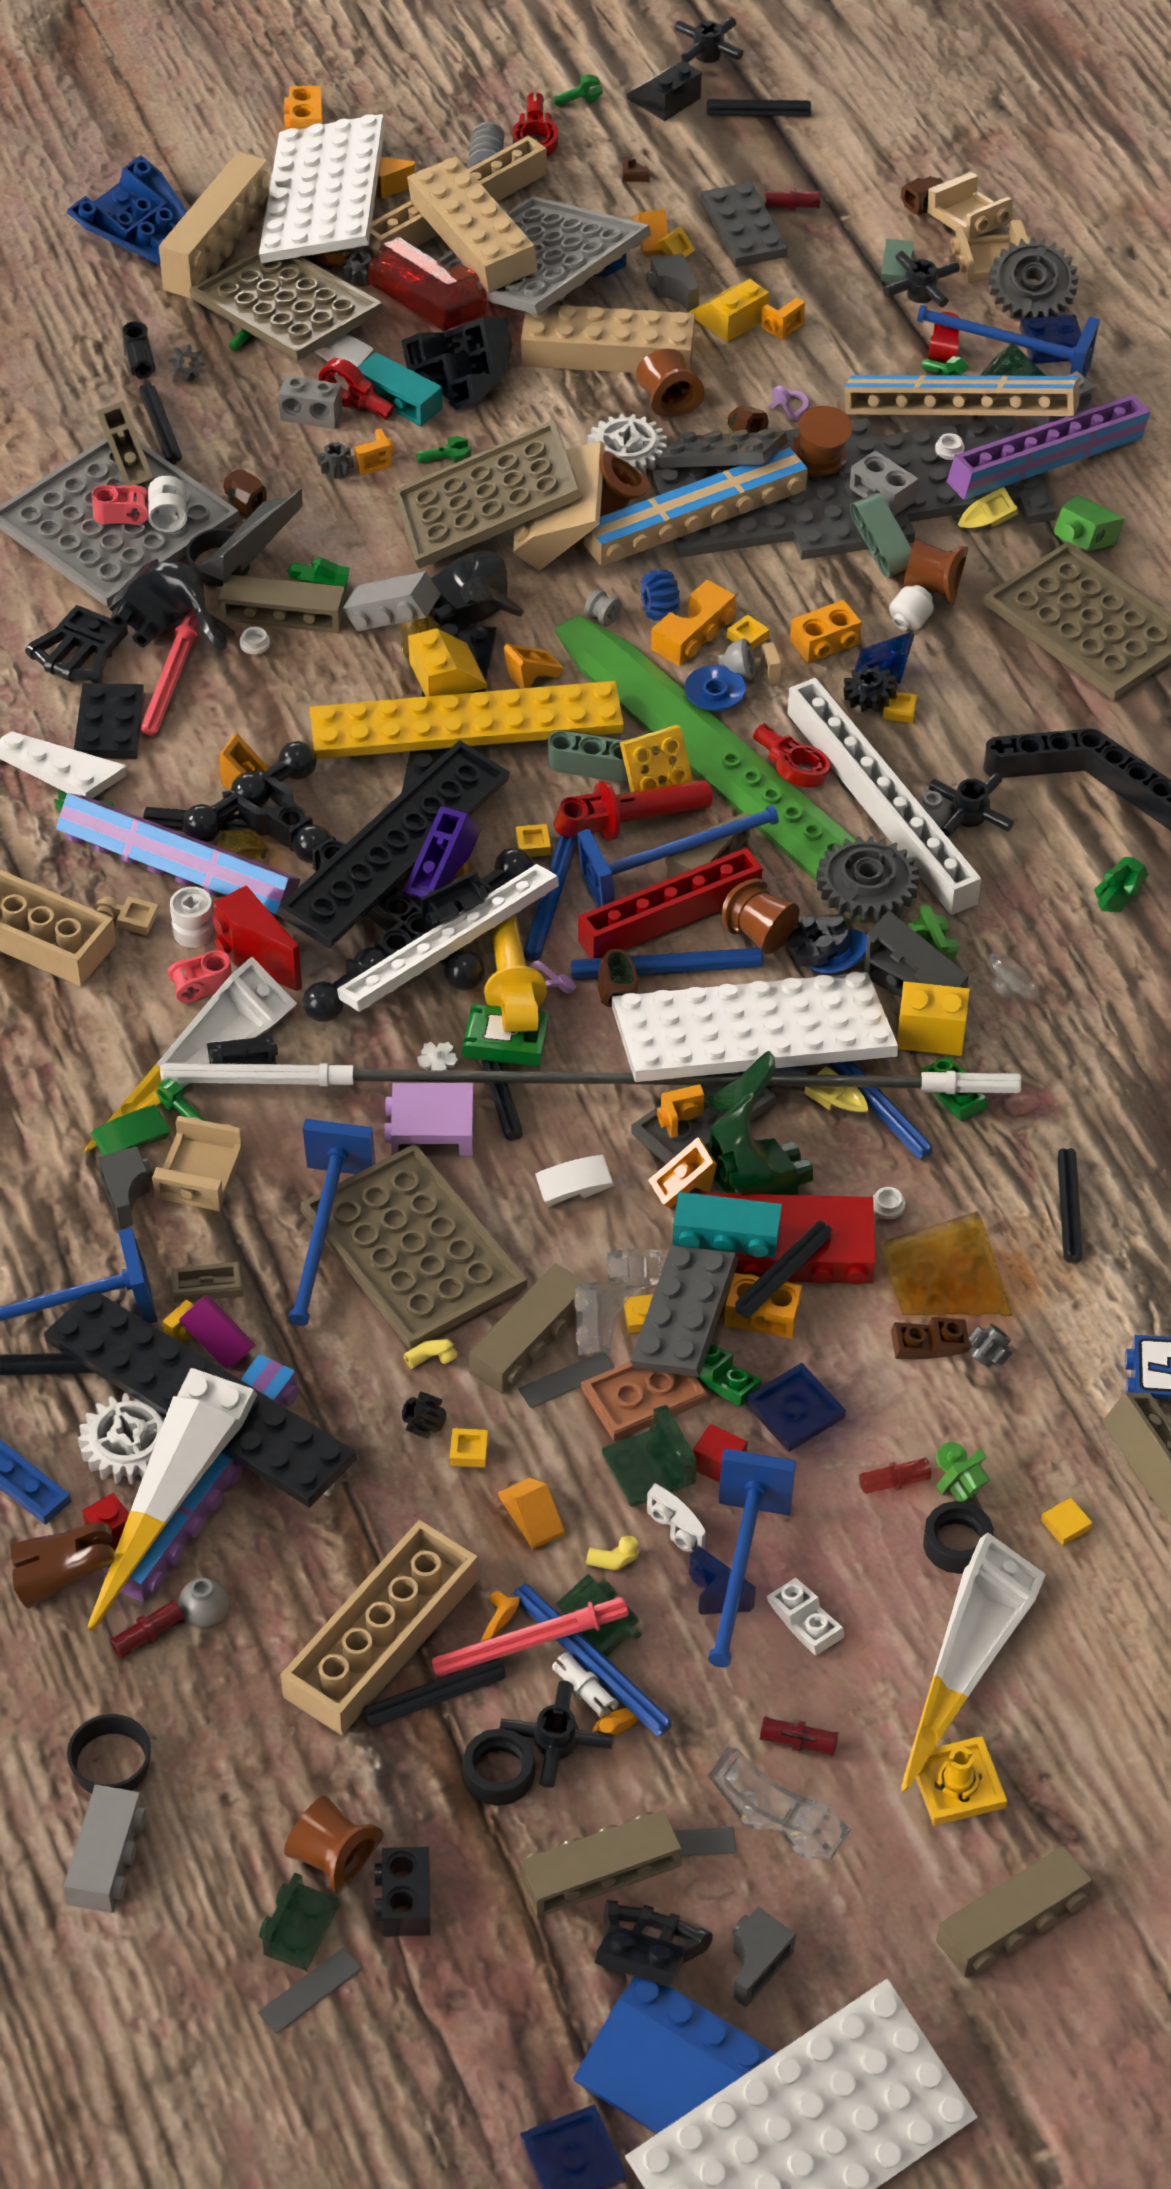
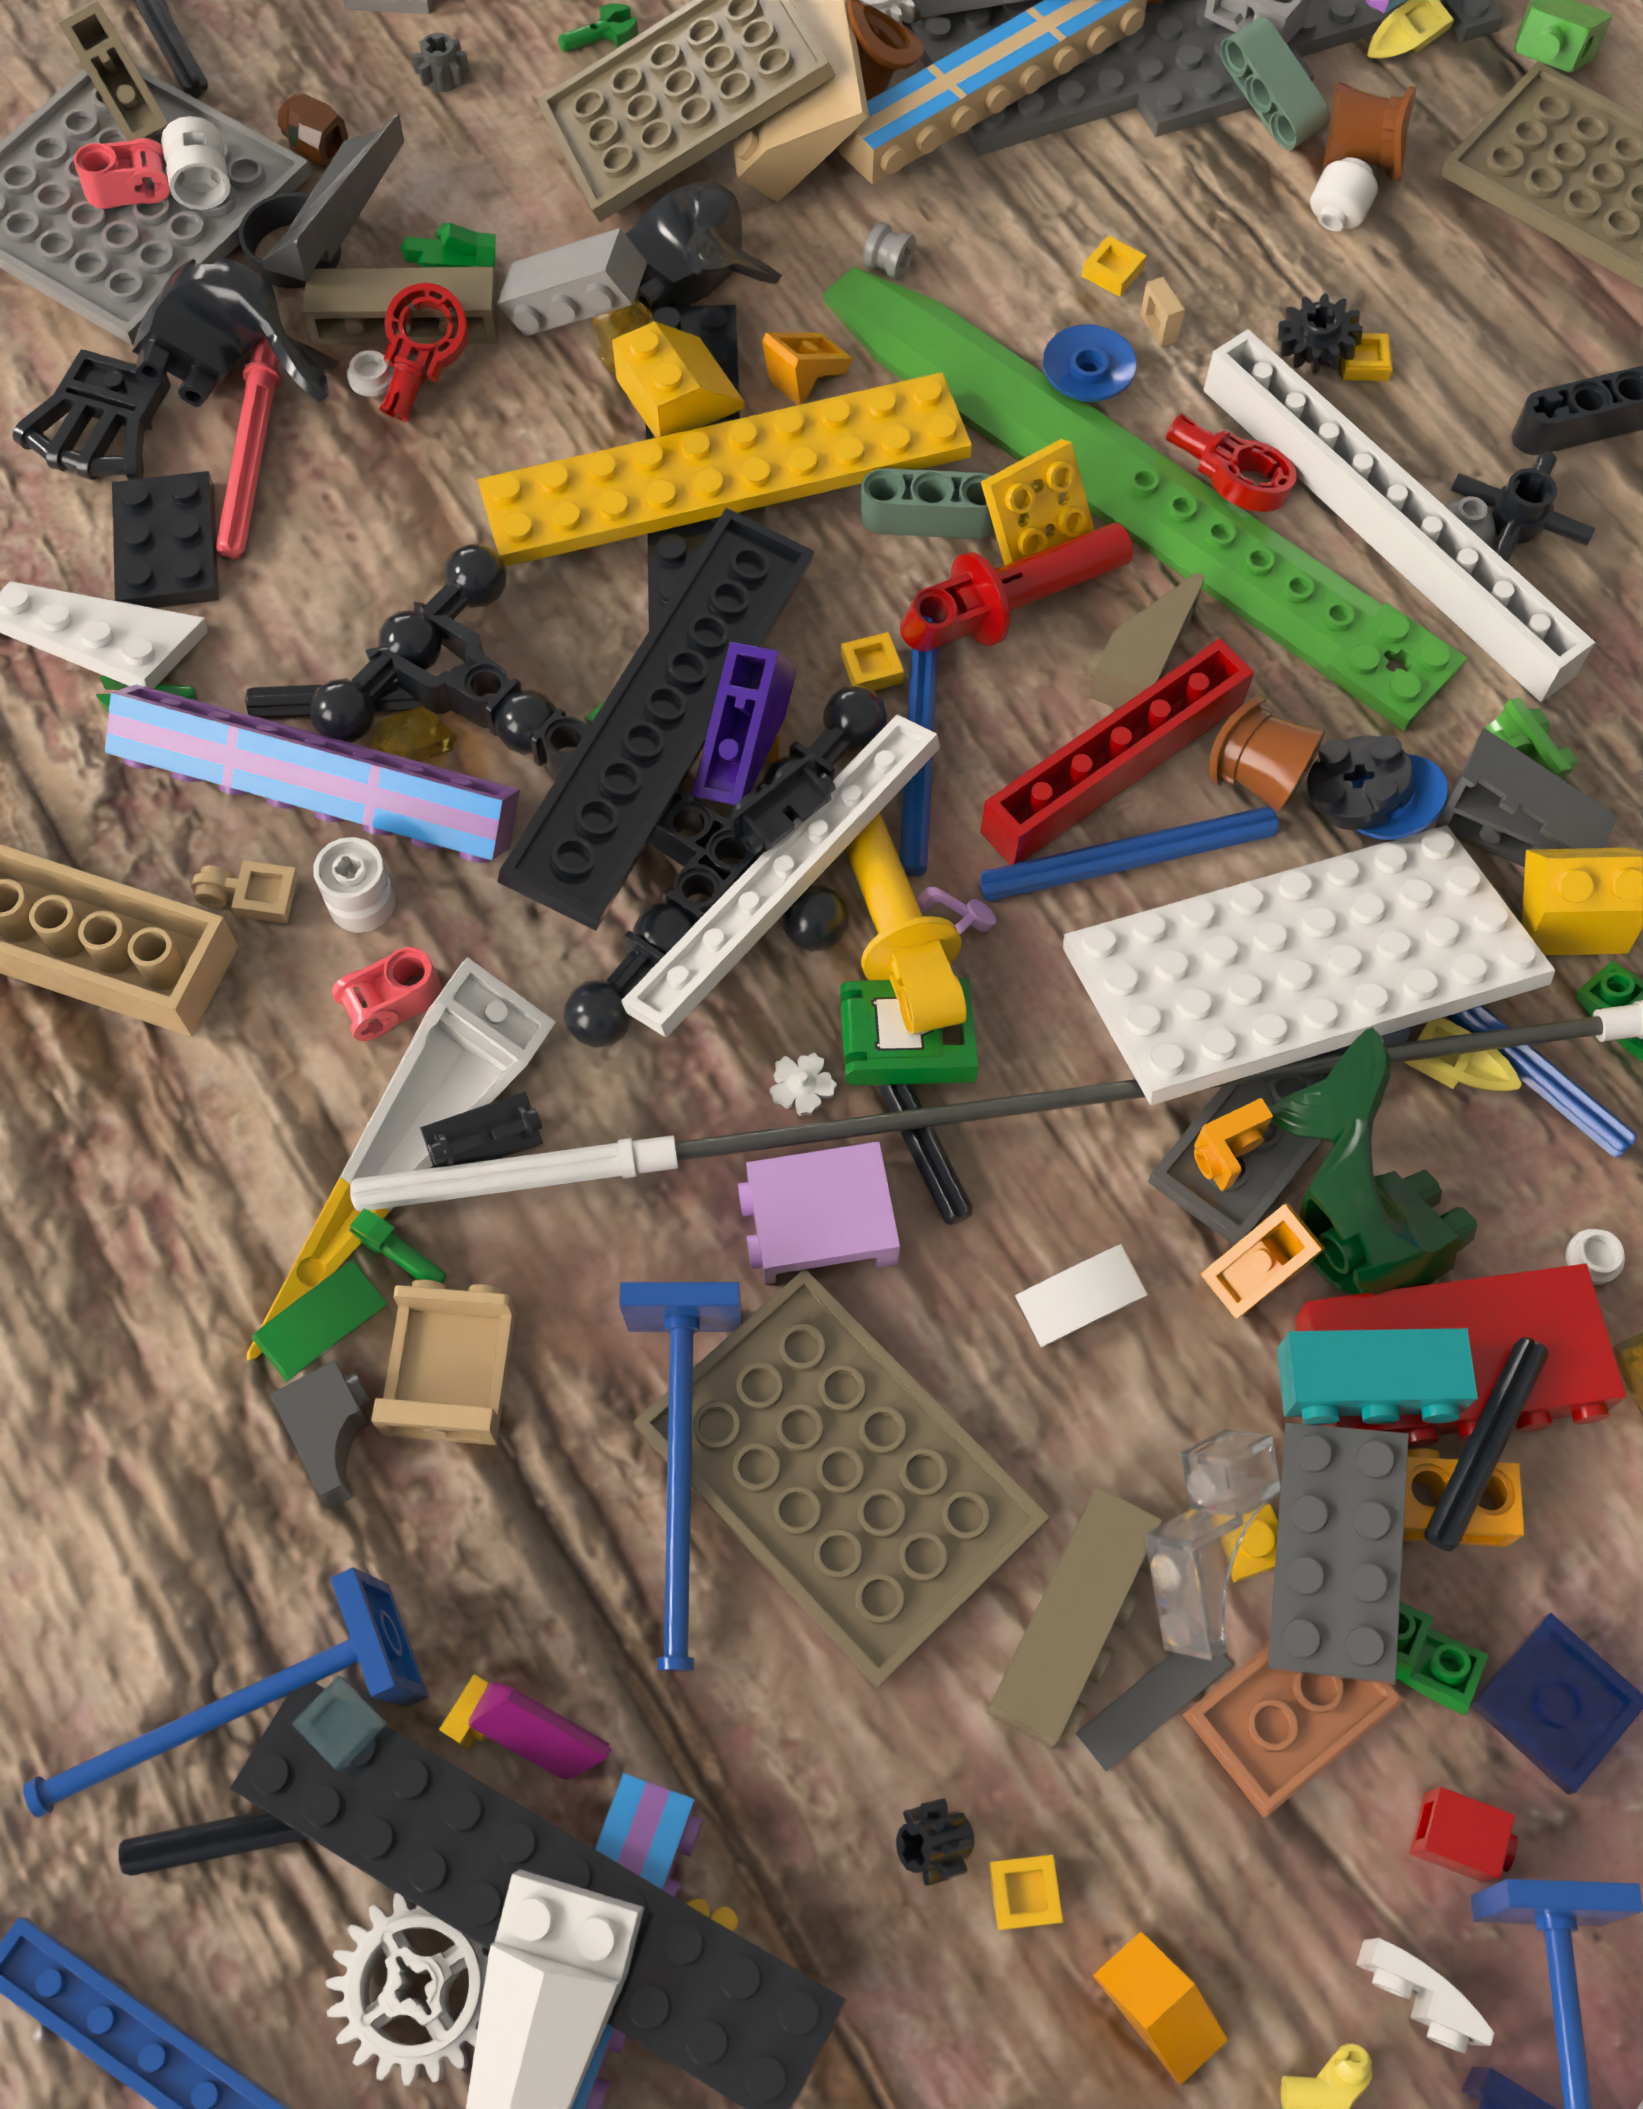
camera: 10 degrees left, 15 degrees up
(110, 1304) = (339, 1723): none -> clear light blue tile
(207, 1285) = (507, 1625): dark tan tile -> none
(238, 759) = (383, 589): light orange slope -> none
(249, 931) = (466, 914): red slope -> none
(294, 634) = (431, 356): none -> red pin
(374, 455) = (496, 46): light orange bracket -> none
(429, 1349) = (916, 1682): light yellow arm -> none
(599, 872) = (997, 715): blue tile -> none
(616, 976) = (1064, 897): reddish brown rock -> none
(652, 1458) = (1348, 1868): clear green bracket -> none
(659, 594) = (973, 220): blue gear -> none
(708, 612) = (1018, 285): light orange arch -> none
(739, 659) = (1113, 309): light grey brick -> none
(825, 631) = (1229, 248): light orange brick -> none
(867, 878) = (1416, 665): dark grey gear -> none
(888, 655) = (1339, 273): clear blue slope -> none

